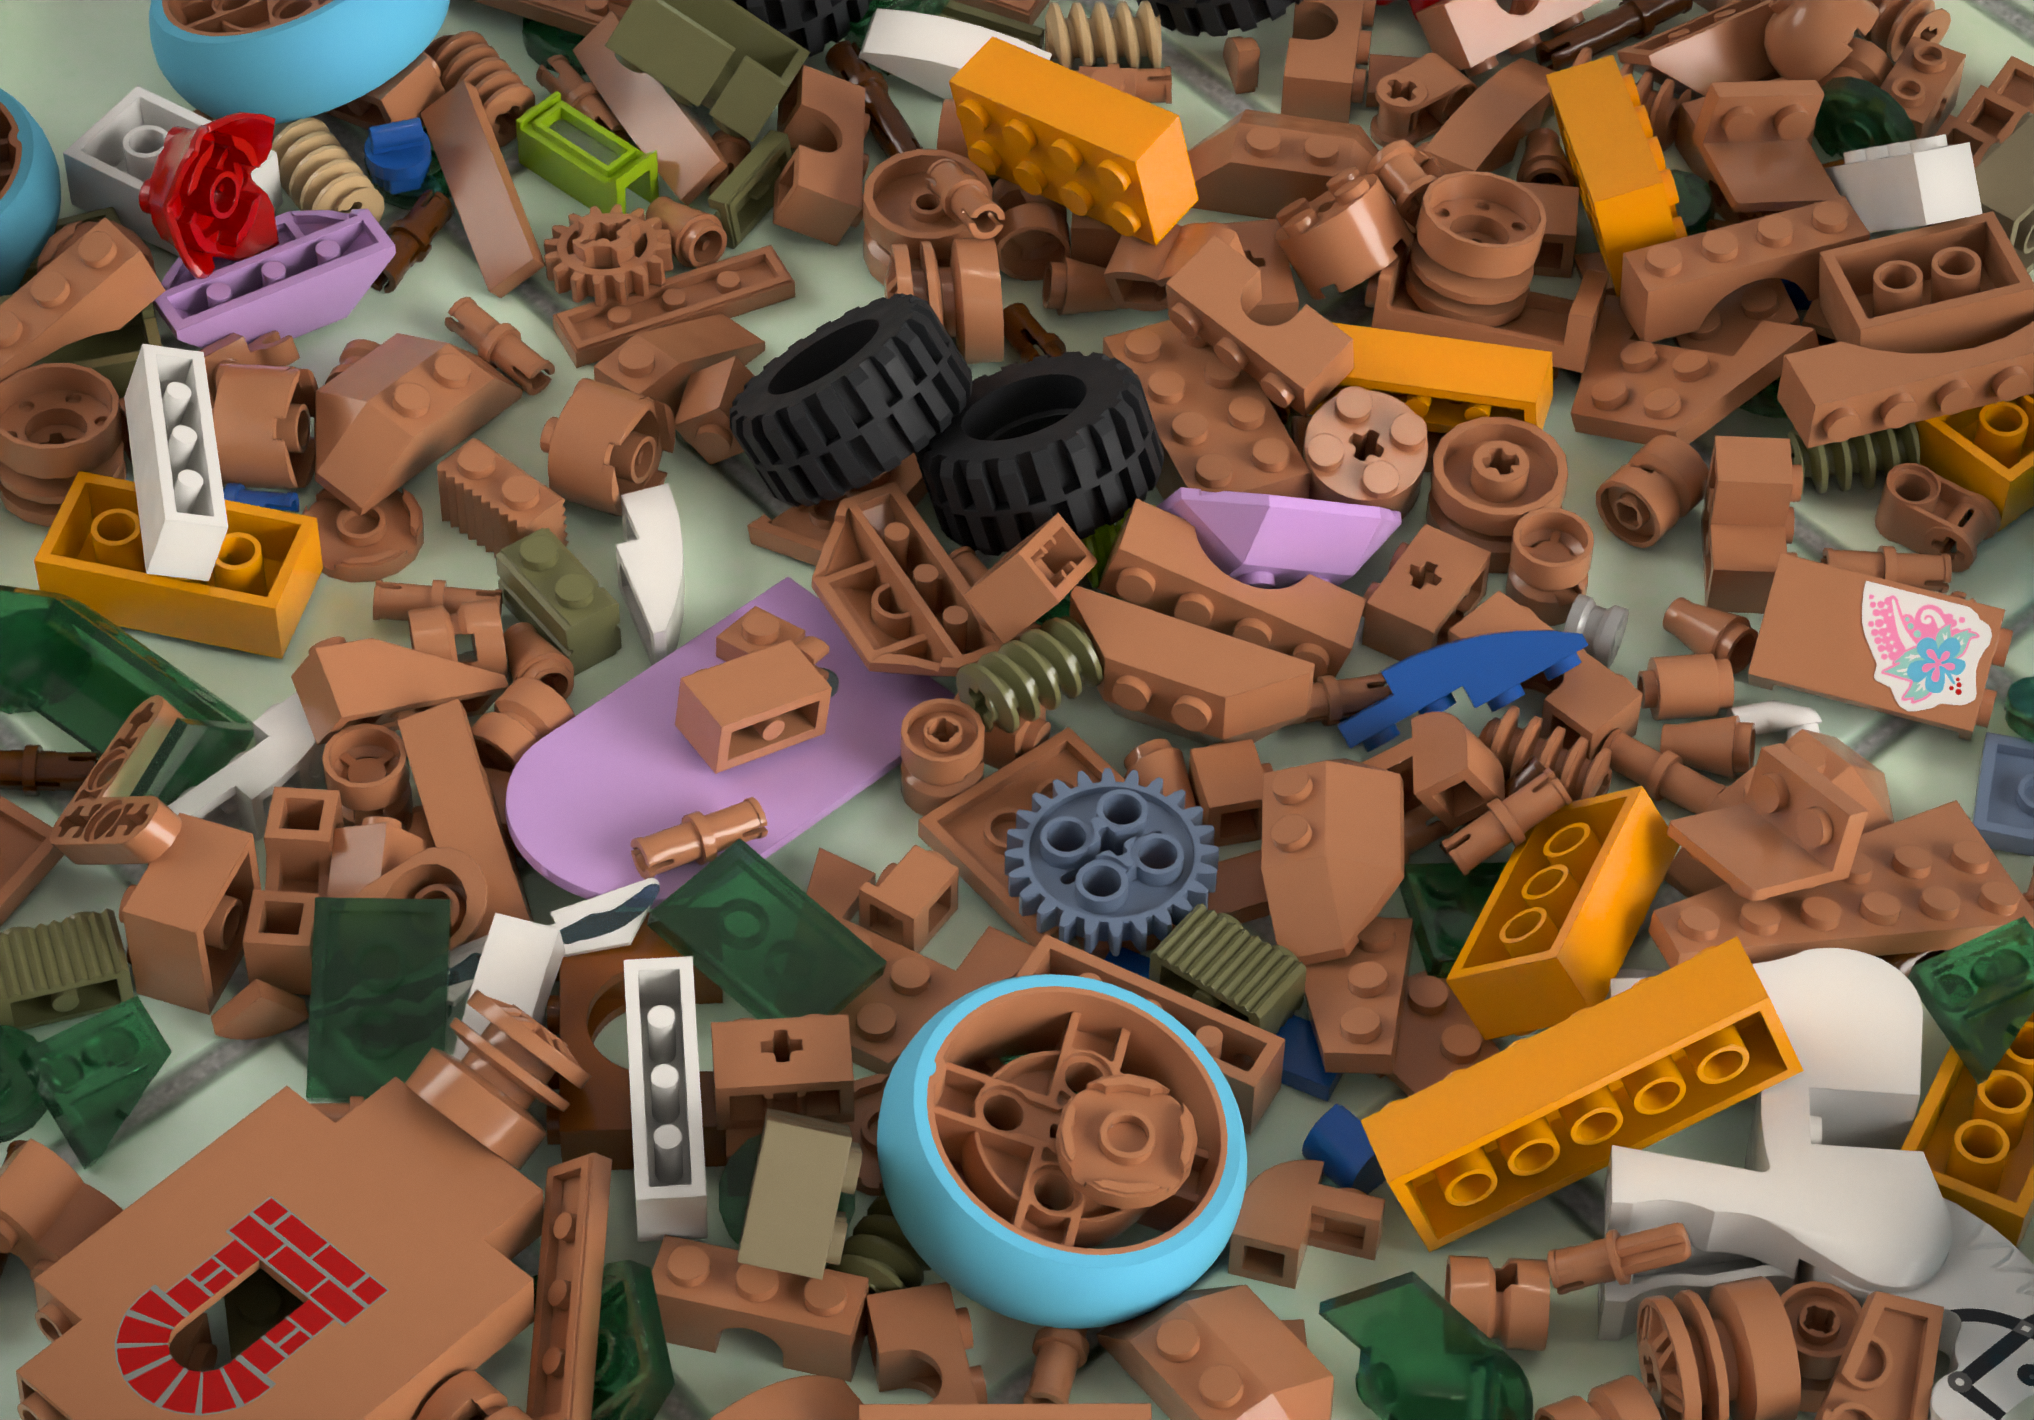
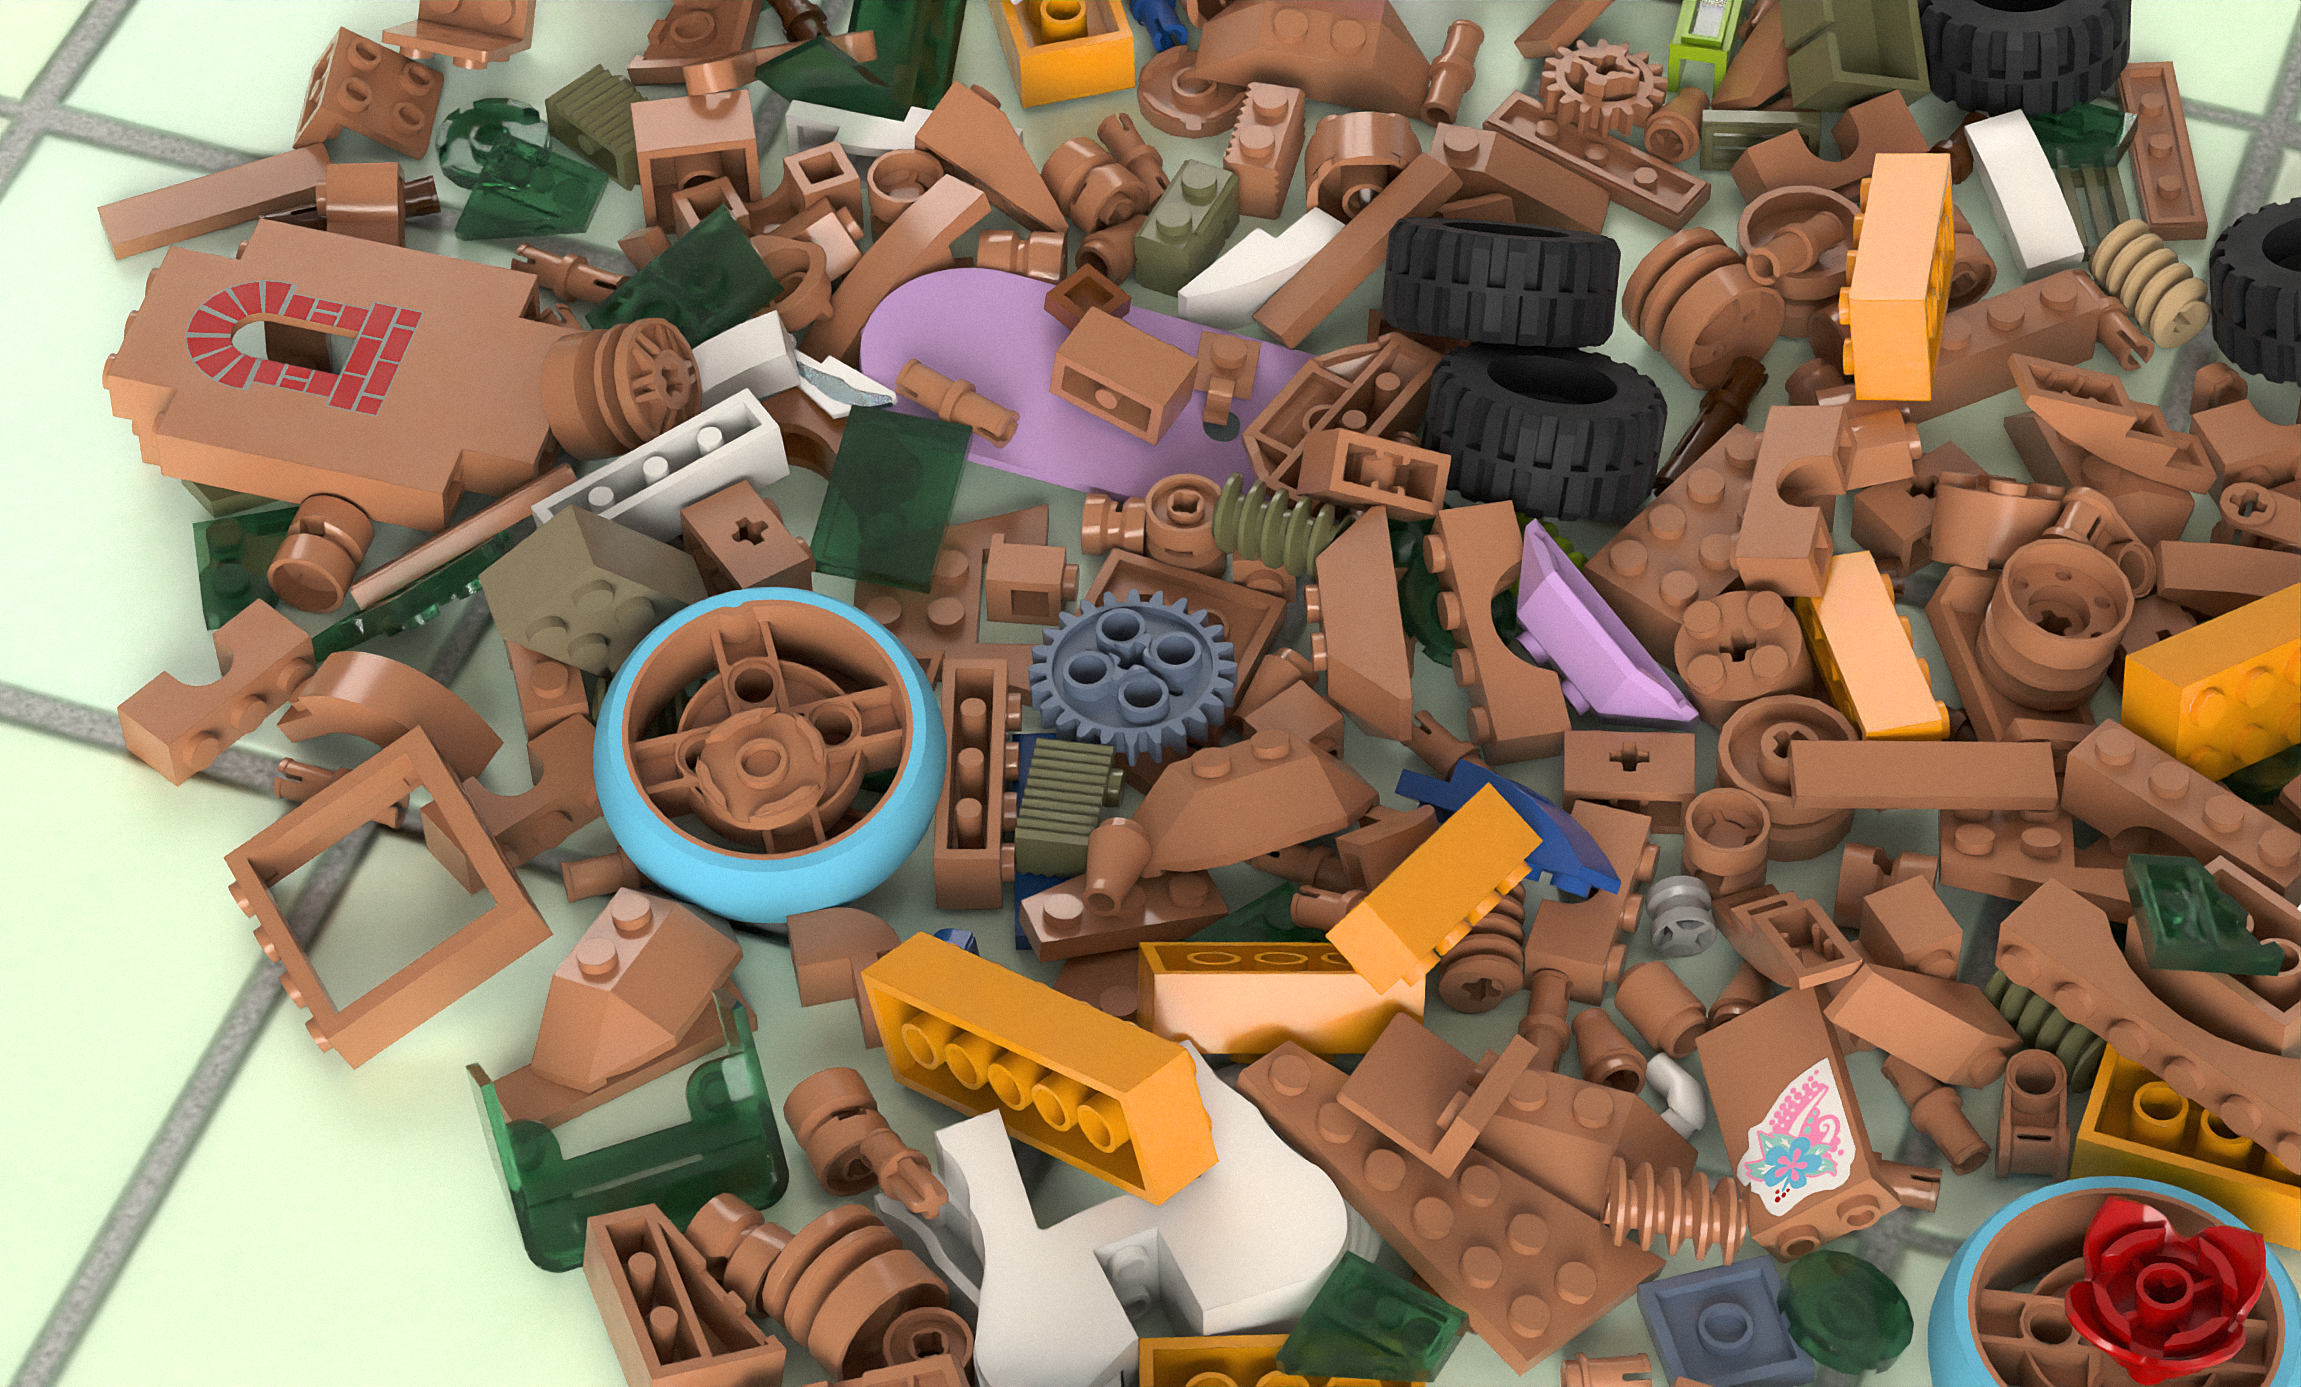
camera: 65 degrees right, 0 degrees up
(238, 1089) = (569, 275): none -> nougat pin
(635, 695) = (1080, 291): none -> dark orange plate
(708, 488) = (1354, 251): none -> nougat tile
(881, 815) = (1113, 525): none -> nougat wheel
(1300, 106) = (2101, 418): none -> nougat slope
(1345, 959) = (1115, 861): none -> nougat cone
(1573, 731) = (1434, 890): none -> light orange brick
(1587, 398) = (1922, 775): none -> nougat tile
(1721, 555) = (1785, 937): none -> nougat slope
(1838, 517) = (1927, 1022): none -> nougat slope
(1902, 287) = (2191, 921): none -> clear green wing
(1941, 758) = (1674, 1210): none -> nougat piece

